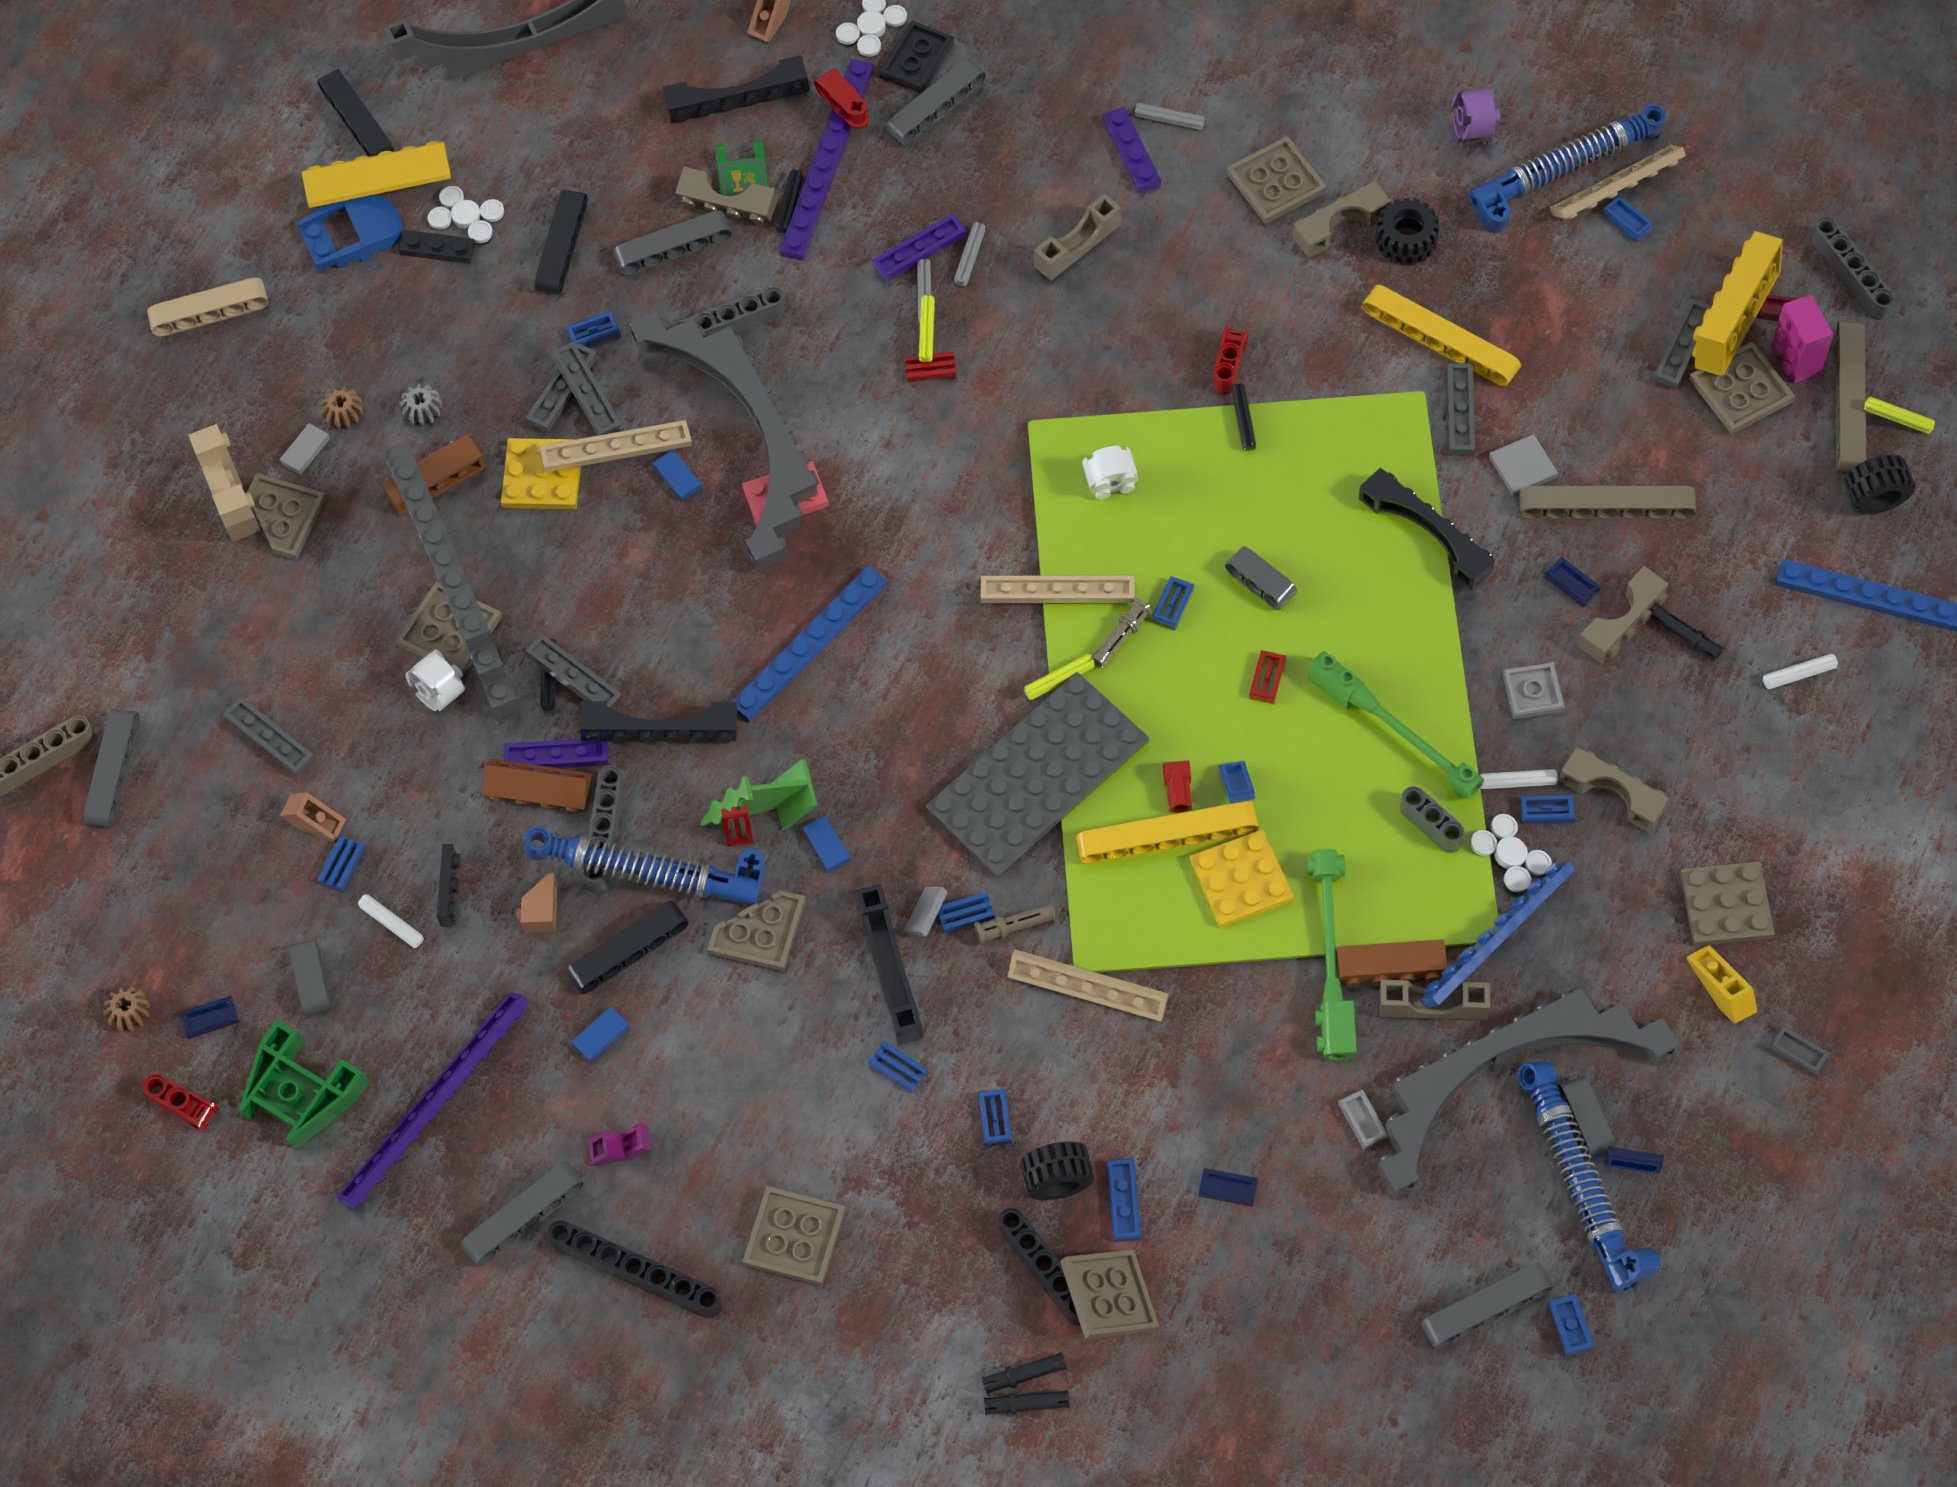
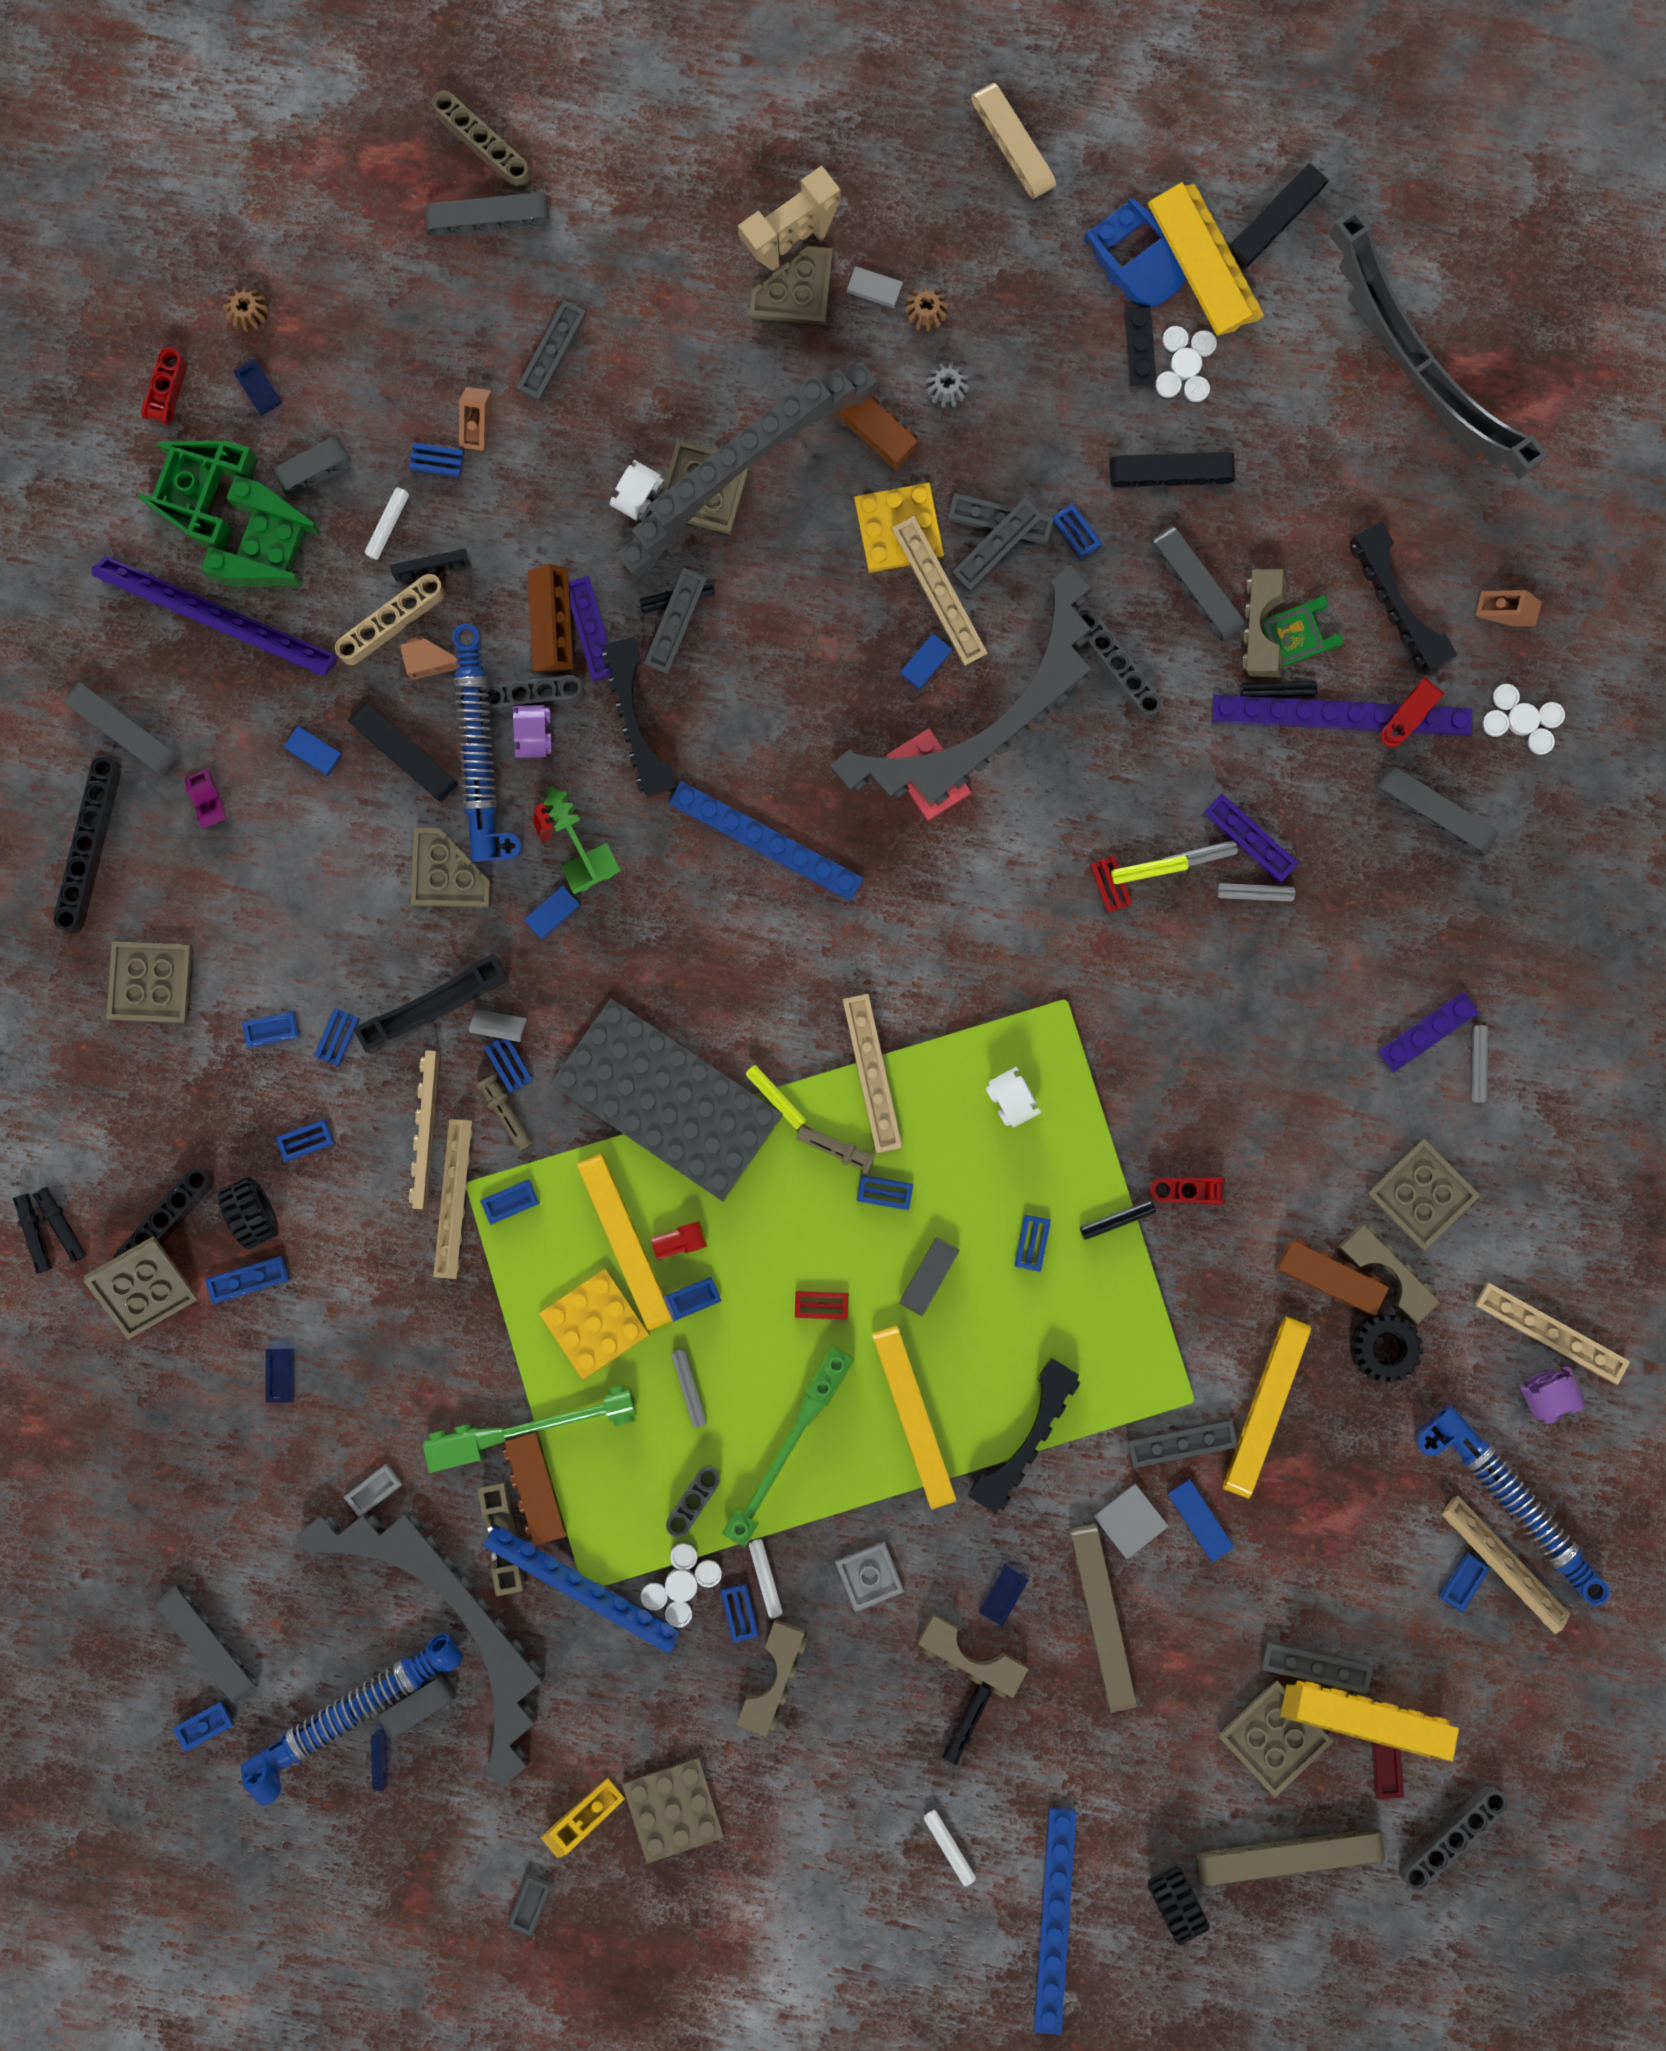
camera: 75 degrees right, 20 degrees up
(371, 1032) = (268, 541): none -> green wedge
(484, 923) = (395, 607): none -> tan beam
(643, 820) = (529, 731): none -> medium lavender brick
(873, 1129) = (270, 1029): none -> blue tile
(916, 57) = (1493, 777): black tile -> none
(1022, 1000) = (424, 1140): none -> tan plate
(1097, 223) = (1283, 993): dark tan arch -> none
(1103, 932) = (509, 1202): none -> blue tile
(1247, 494) = (1027, 1265): none -> blue tile
(1322, 805) = (689, 1388): none -> light grey axle
(1334, 262) = (1331, 1277): none -> dark orange brick
(1390, 616) = (914, 1417): none -> yellow beam
(1421, 109) = (1552, 1333): none -> tan plate
(1533, 409) = (1200, 1520): none -> blue tile
(1802, 339) = (1337, 1798): dark pink brick -> none
(1899, 415) = (1275, 1913): neon yellow axle -> none

